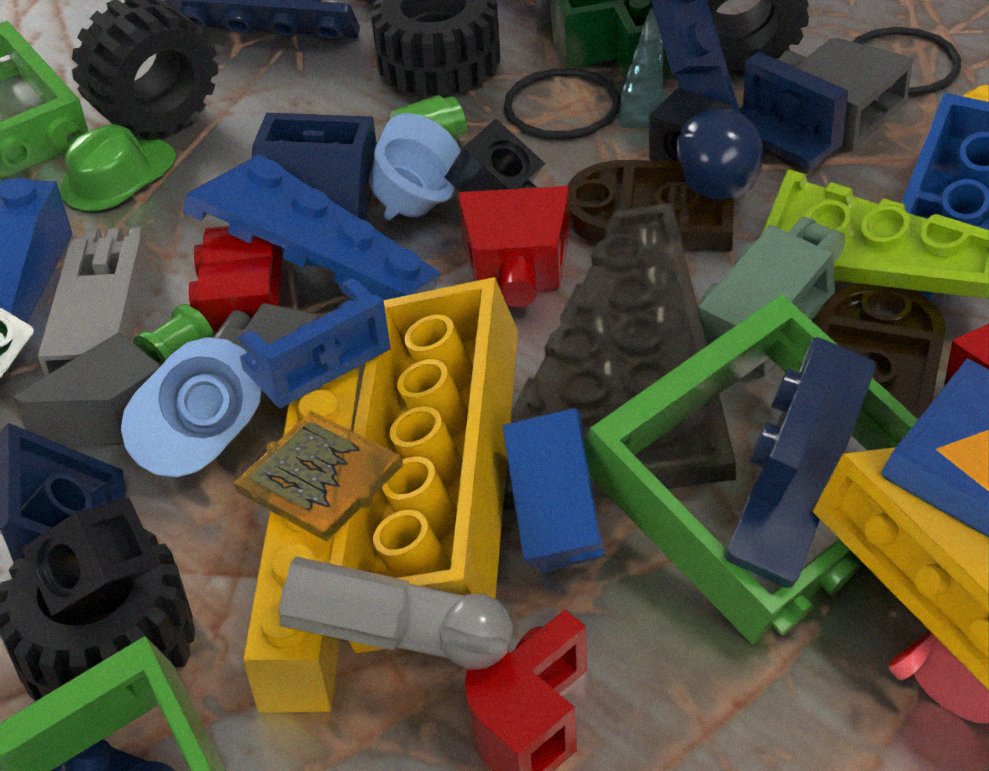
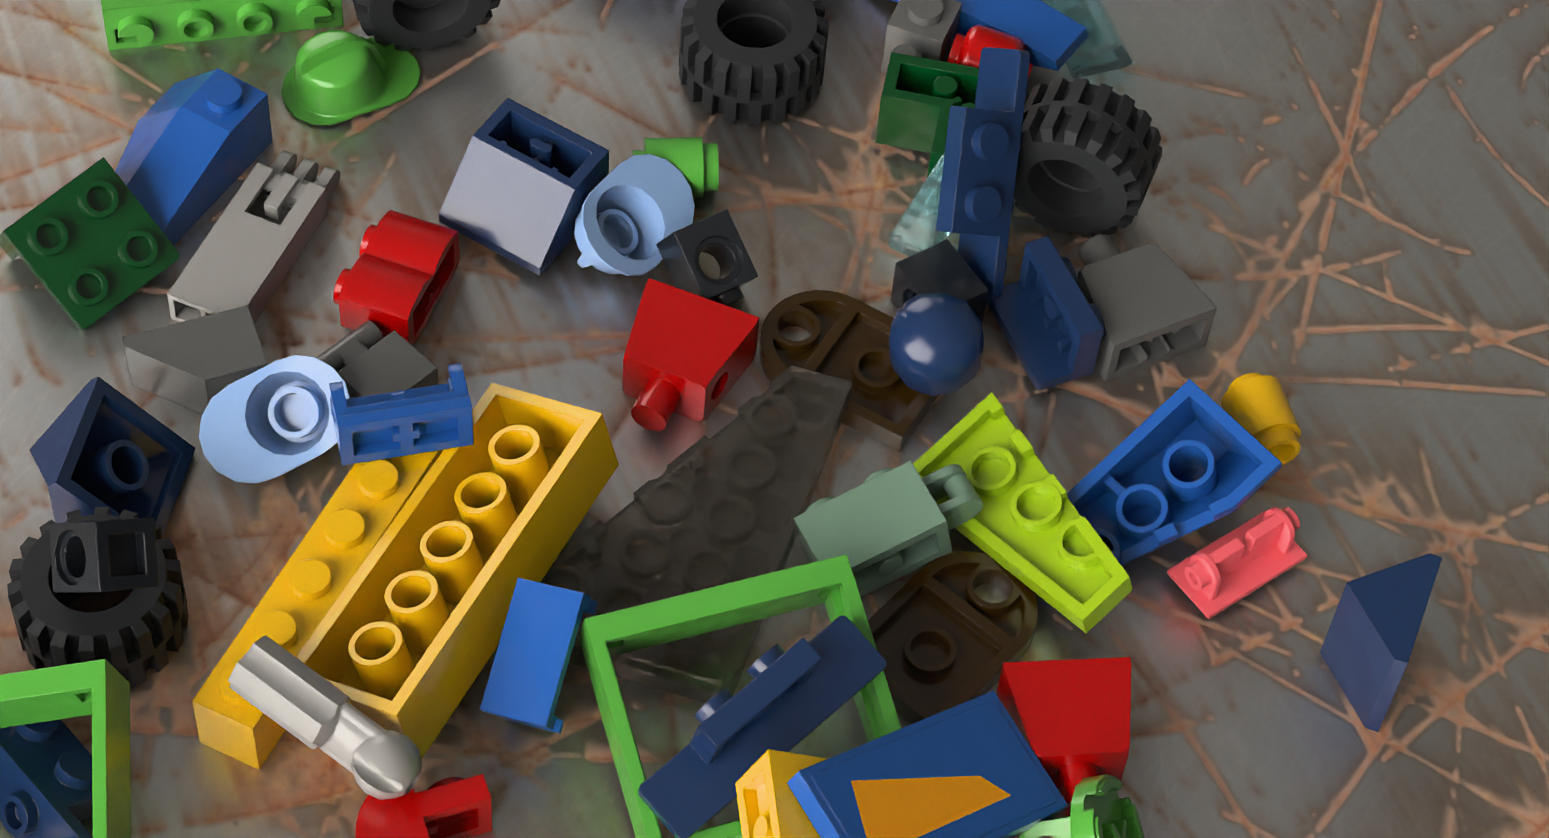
camera: 15 degrees right, 10 degrees up
(184, 326) = (301, 328): bright green bush -> none
(313, 230) = (484, 260): blue wing -> none
(318, 475) = (337, 553): piece -> none
(562, 72) = (841, 234): black piece -> none
(926, 35) = (1286, 259): black piece -> none

